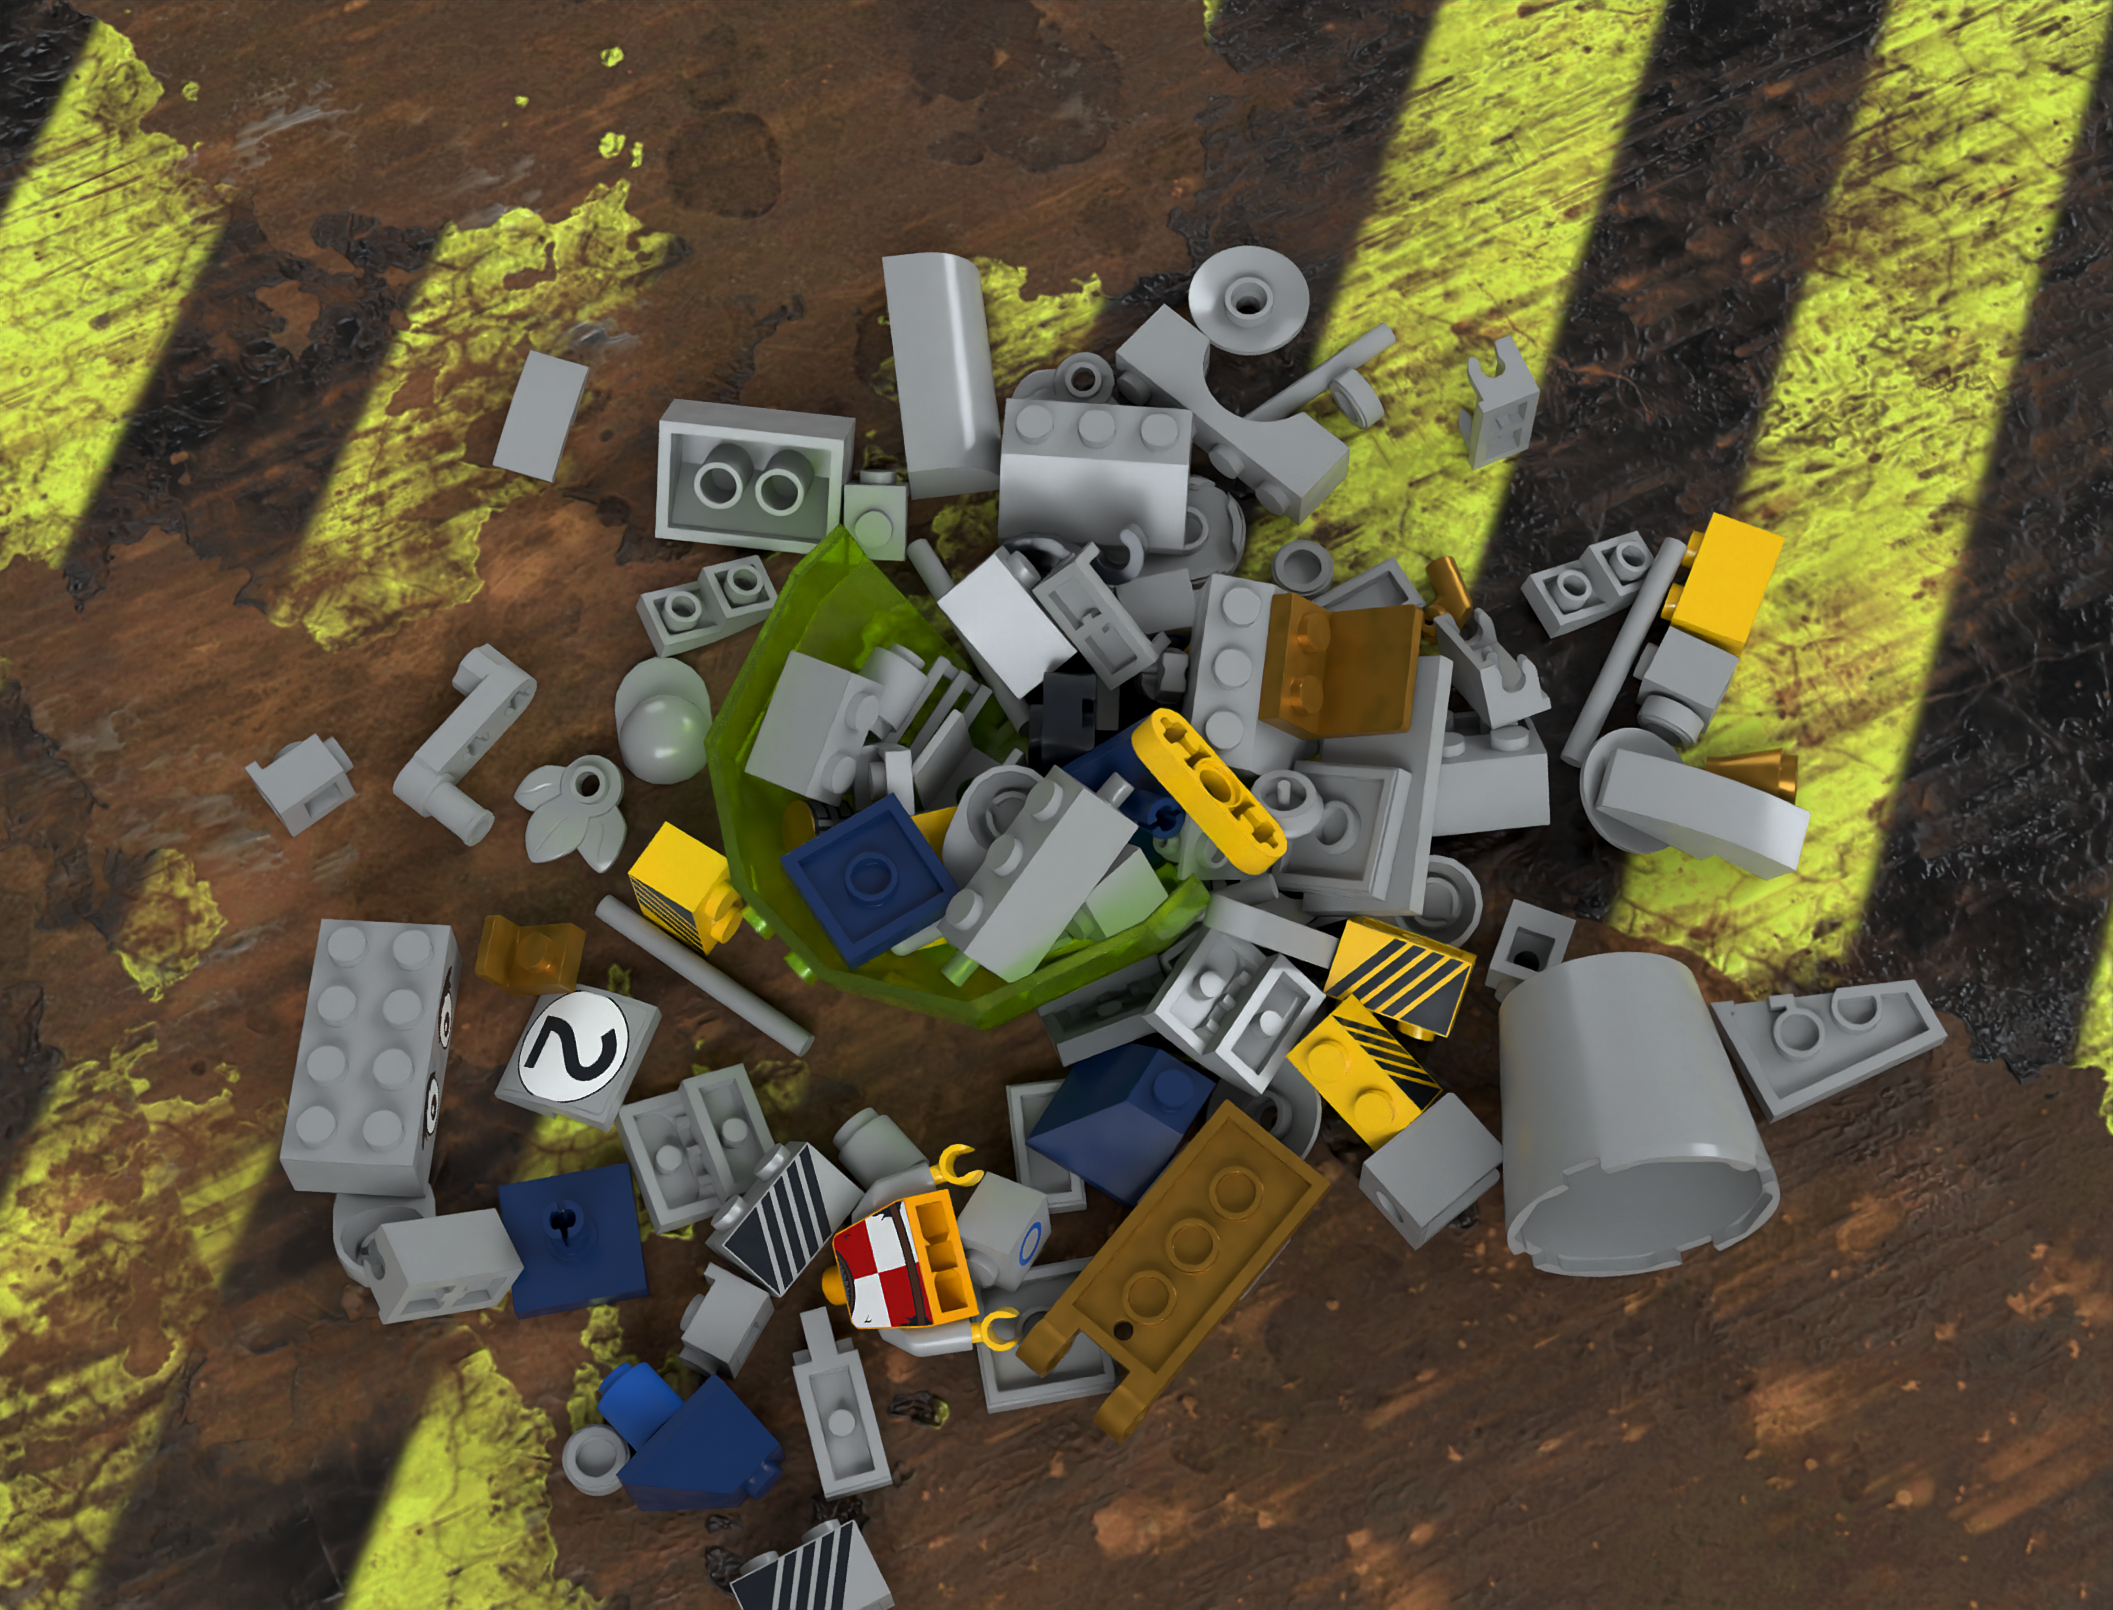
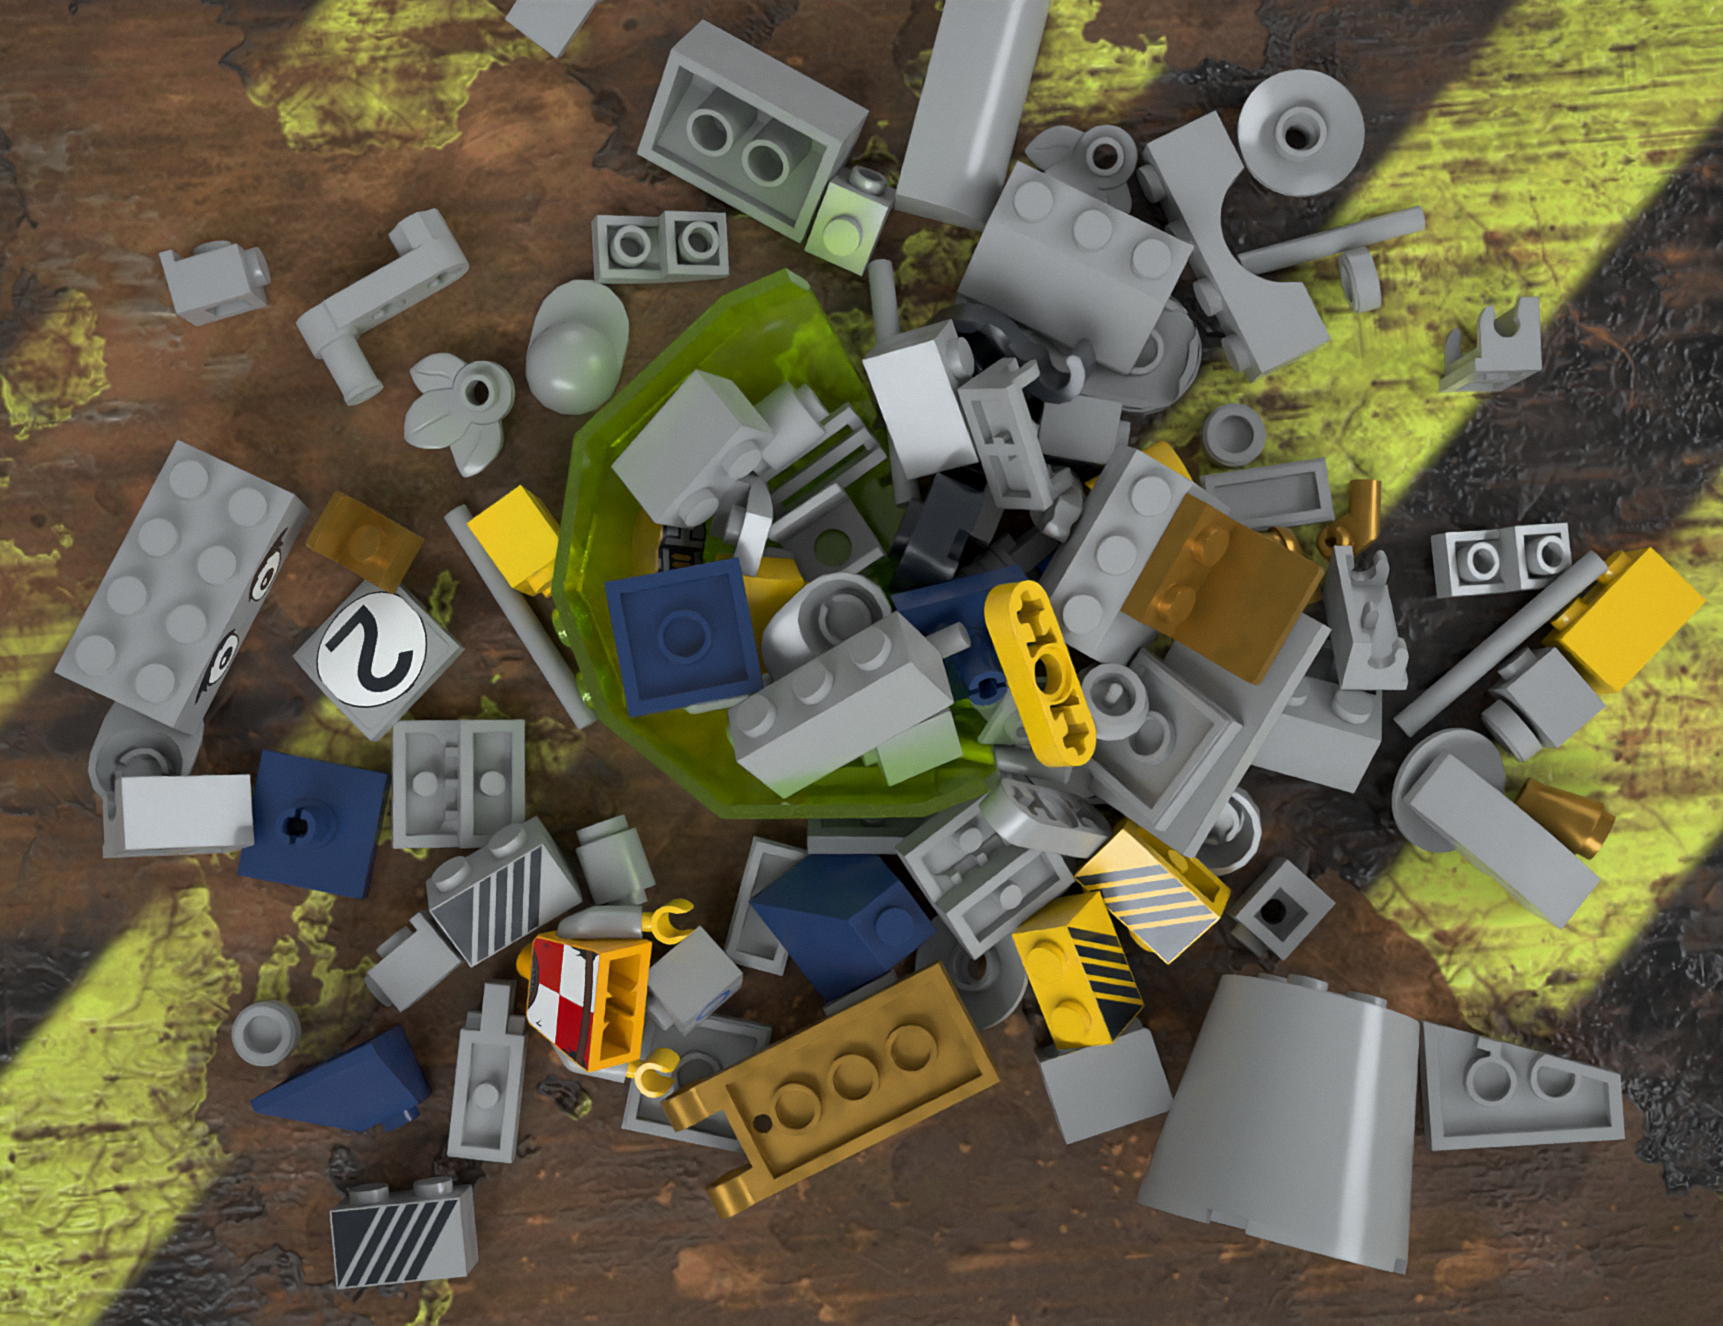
camera: 20 degrees right, 20 degrees up
(637, 1402) = (319, 1013): blue brick -> none

